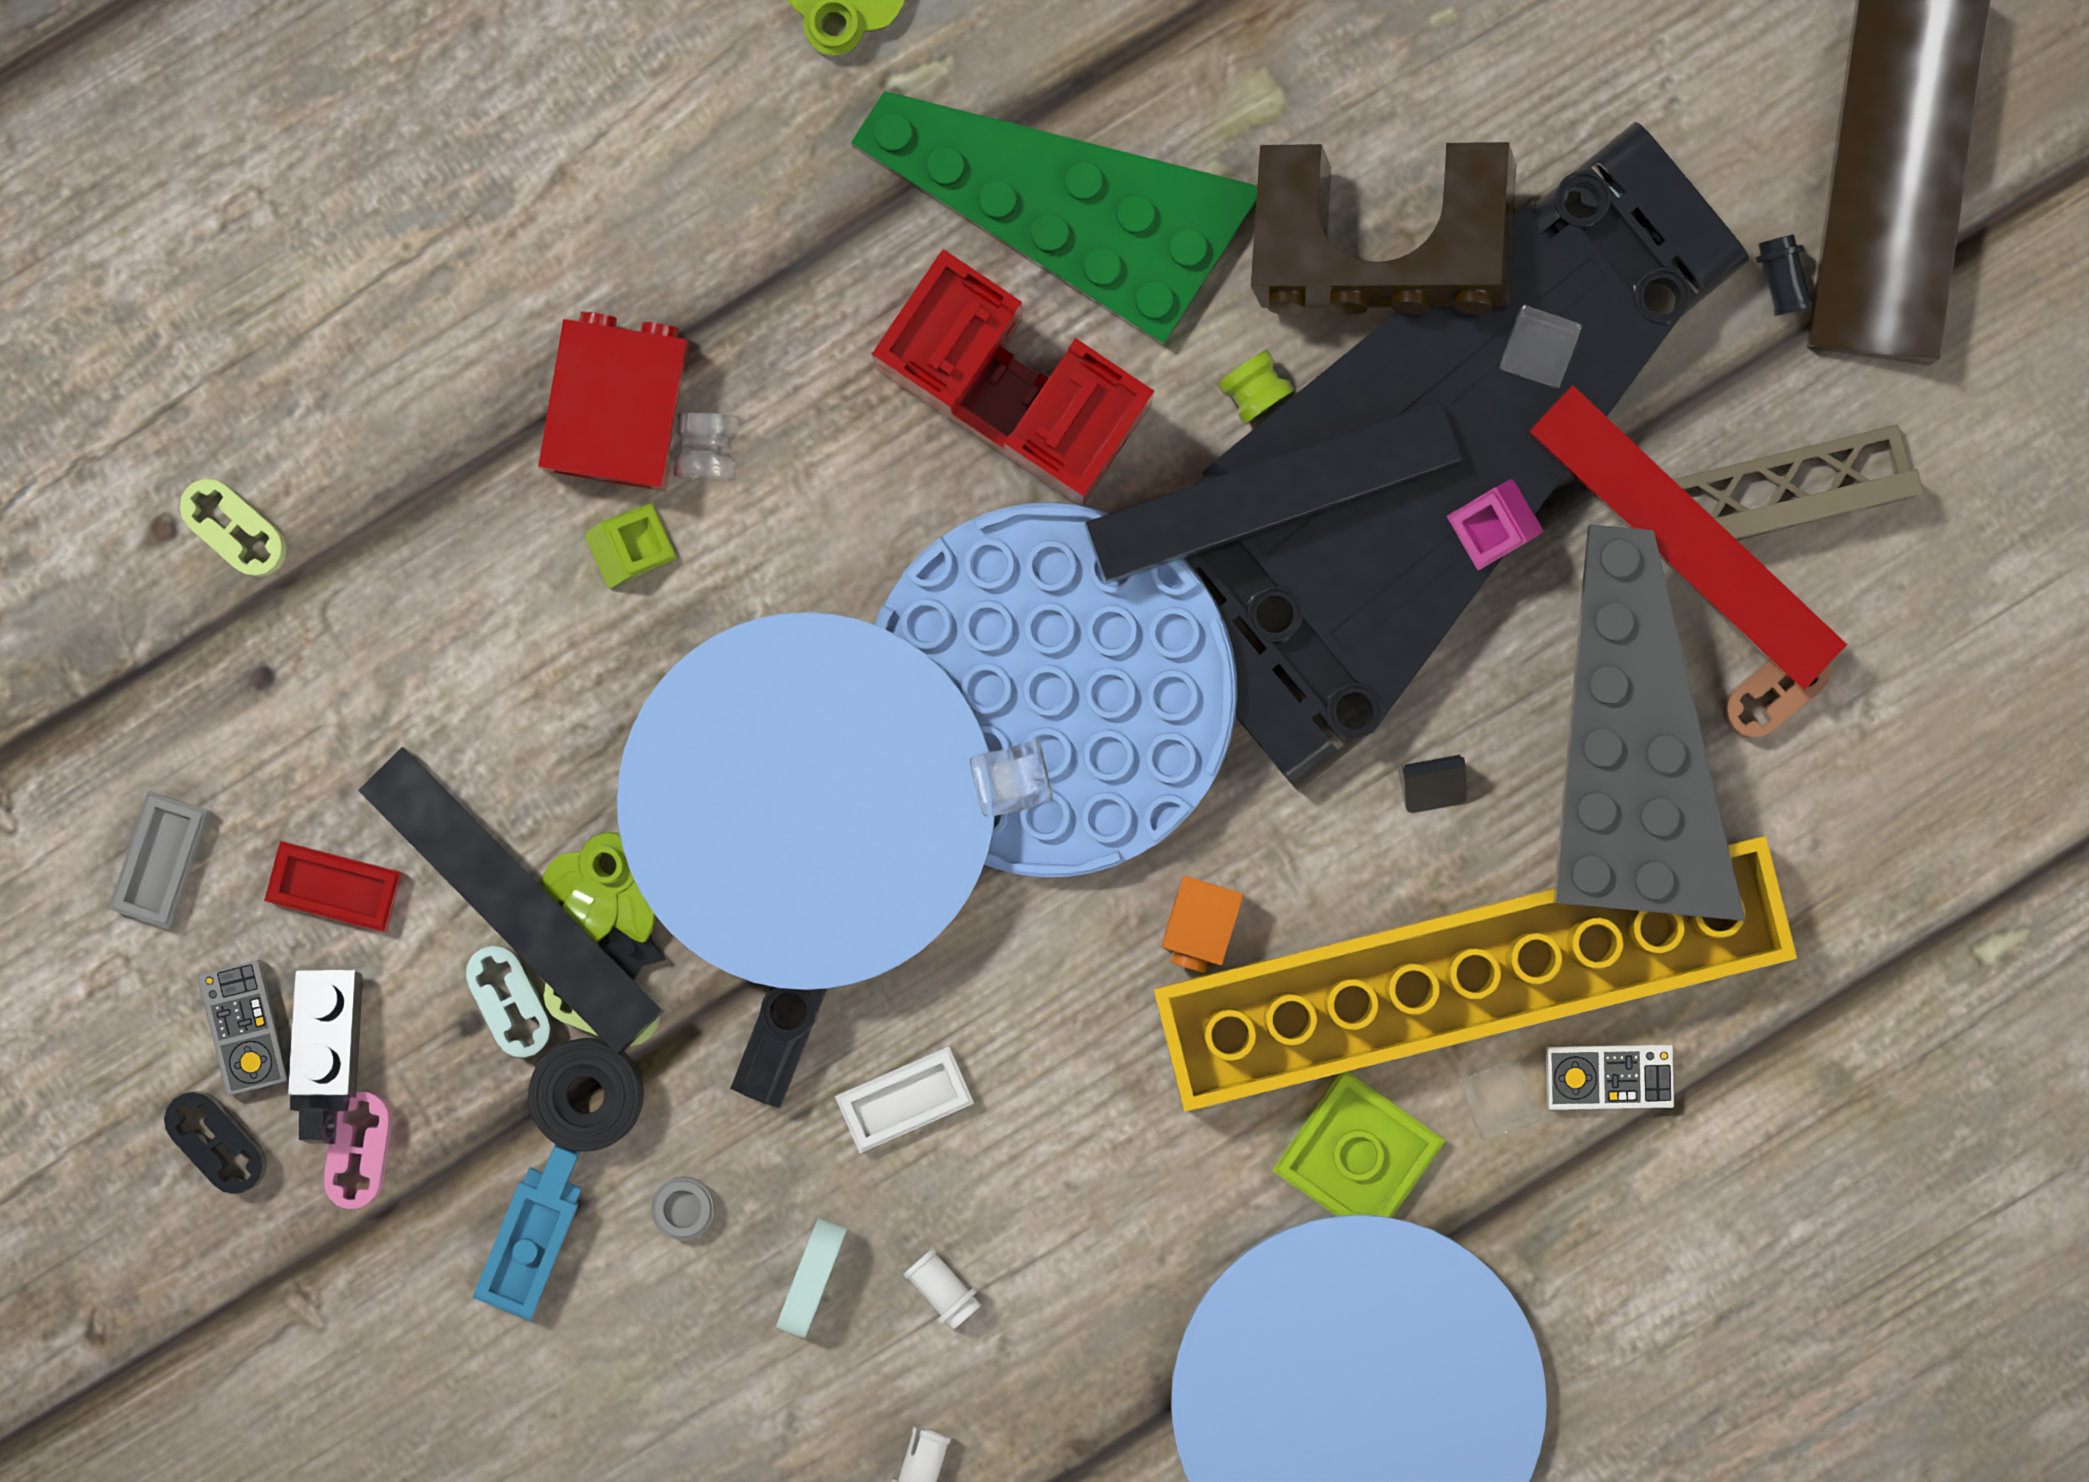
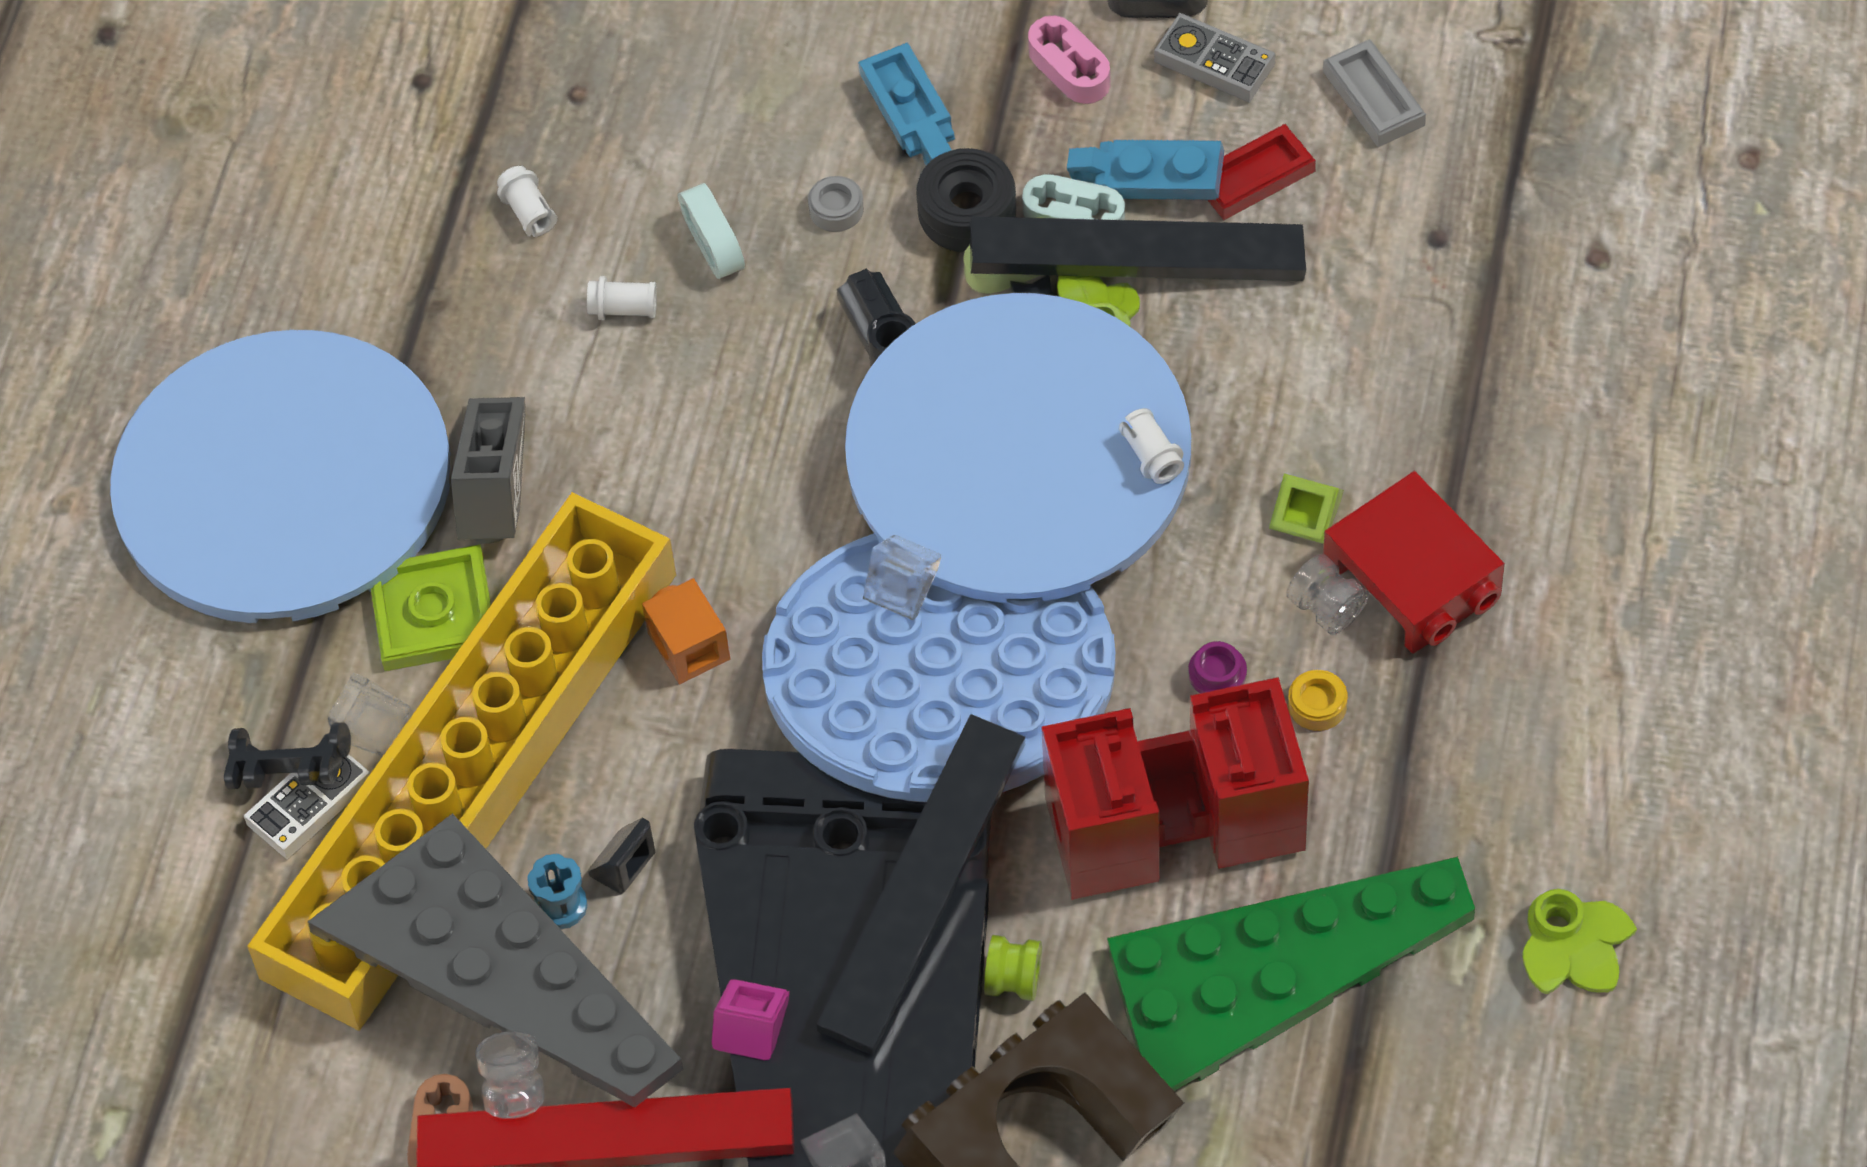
camera: 135 degrees right, 30 degrees down
(222, 538) = (1557, 289): yellowish green beam -> none
(324, 1050) = (1150, 78): hinge -> none
(415, 964) = (1152, 168): none -> dark azure hinge
(722, 676) = (1158, 456): none -> white pin
(802, 377) = (1317, 700): none -> yellow tile
(849, 475) = (1216, 667): none -> magenta plate
(904, 1099) = (765, 377): white tile -> none
(1198, 1232) = (489, 469): none -> dark grey slope
(1530, 787) = (568, 880): none -> dark azure bush
(1624, 1155) = (252, 764): none -> black piece
(1711, 654) = (509, 1068): none -> clear wheel

